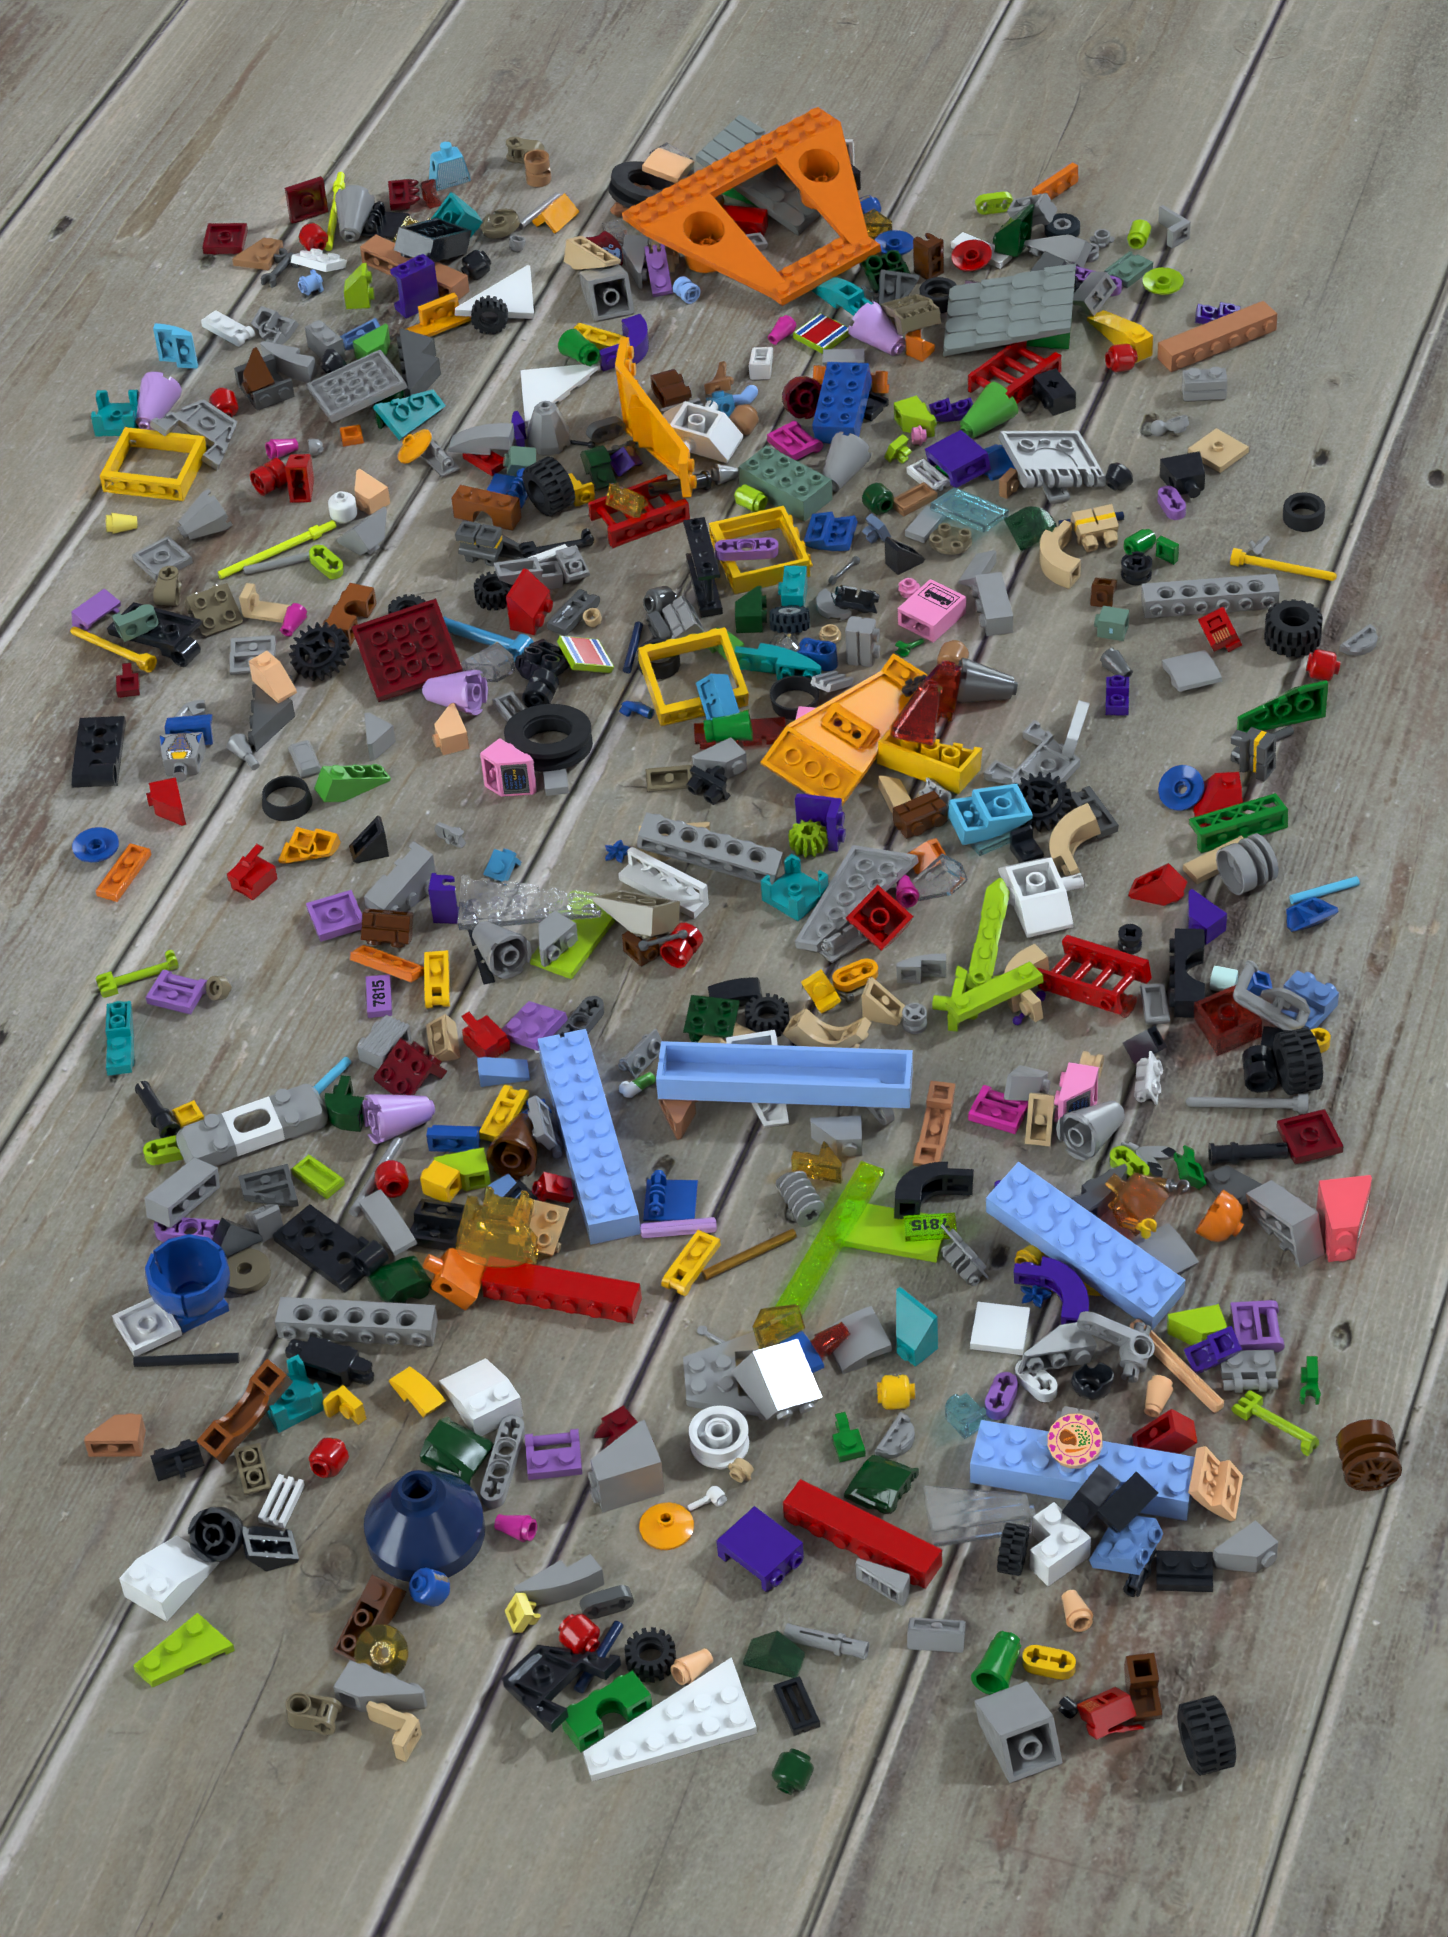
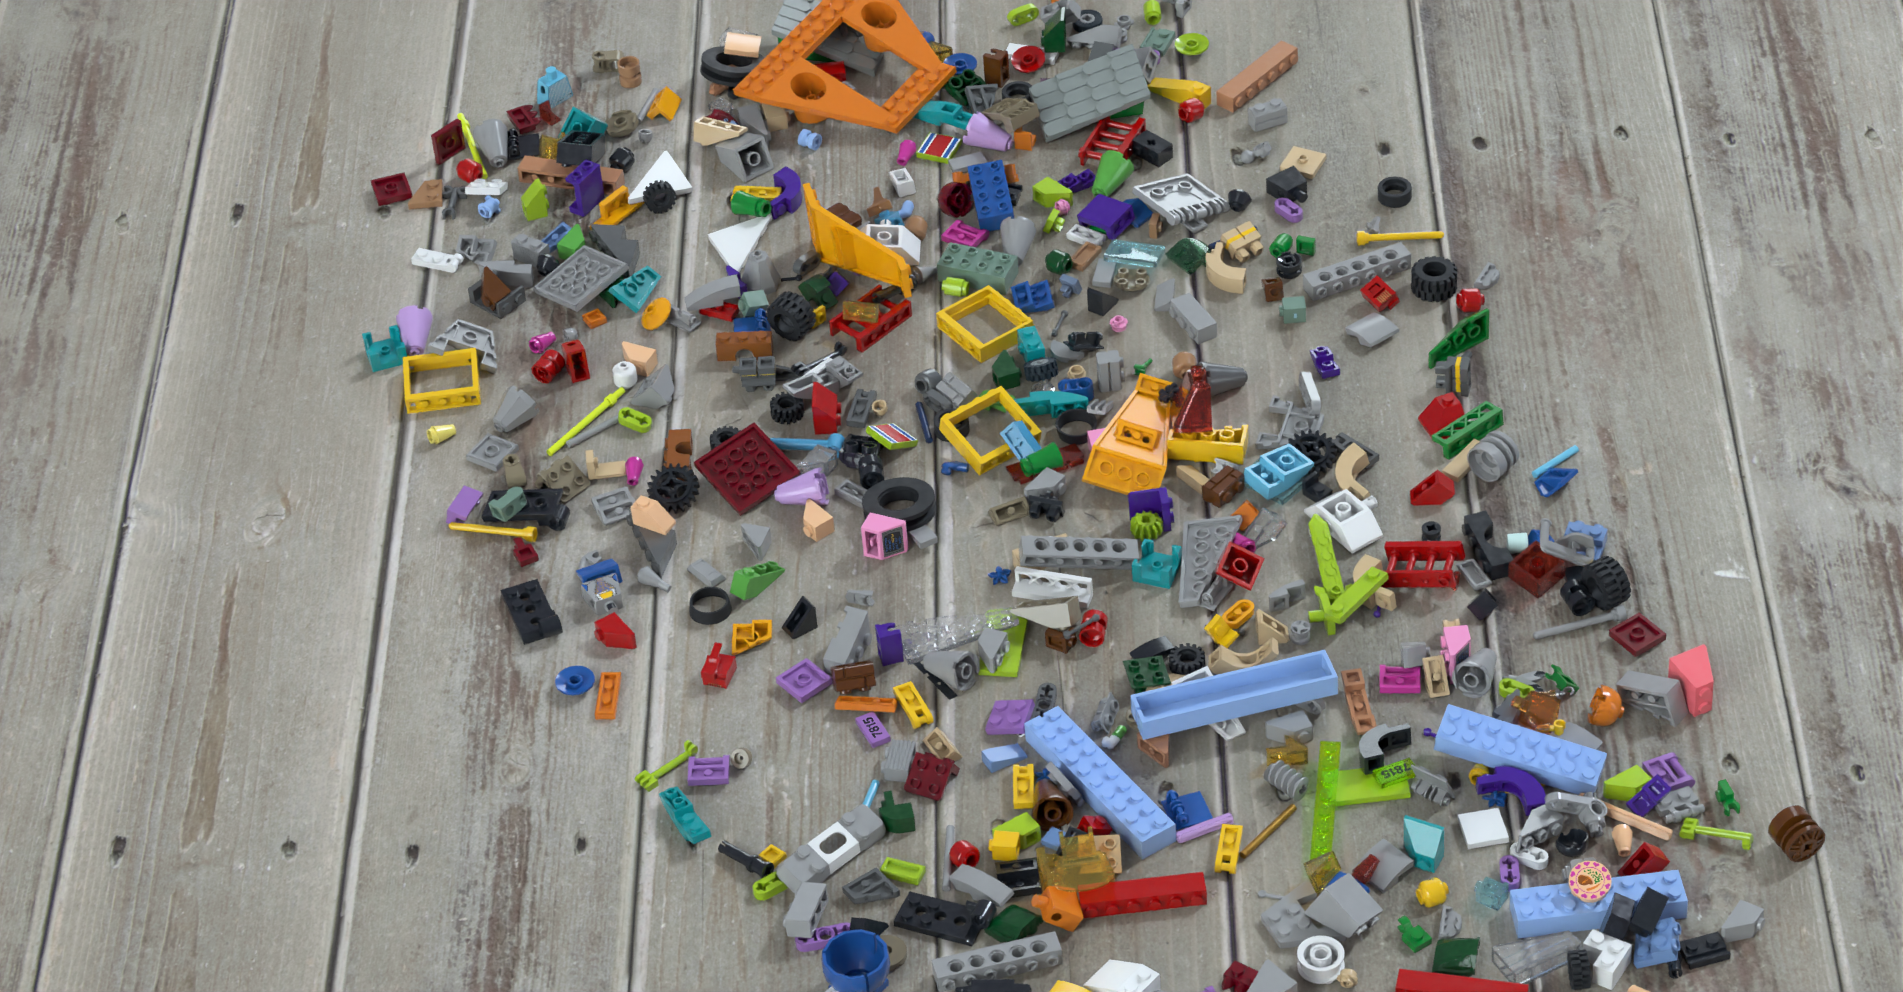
camera: 20 degrees left, 5 degrees down
(175, 345) = (407, 282): medium azure slope -> none
(225, 401) = (473, 315): red head -> none
(265, 1220) = (882, 910): light grey slope -> none
(395, 1114) = (939, 809): lavender cone -> none
(453, 1138) = (994, 814): blue panel -> none
(484, 1037) = (976, 735): red piece -> none
(501, 865) = (915, 608): dark azure bracket -> none
(658, 271) = (780, 129): medium lavender hinge -> none
(703, 567) = (952, 346): black fence -> none
(726, 550) = (968, 327): medium lavender beam -> none
(932, 610) = (1147, 335): bright pink brick -> none
(1115, 663) = (1311, 338): dark grey cone -> none
(1149, 1073) = (1495, 621): white hinge -> none
(1174, 781) = (1409, 407): blue dish -> none
(1206, 916) = (1476, 500): dark purple slope -> none
(1207, 313) = (1240, 62): dark purple slope -> none
(1215, 1484) = (1698, 885): light nougat slope -> none
(1232, 1182) = (1592, 680): dark grey wing -> none
(1235, 1153) = (1589, 660): black pin -> none

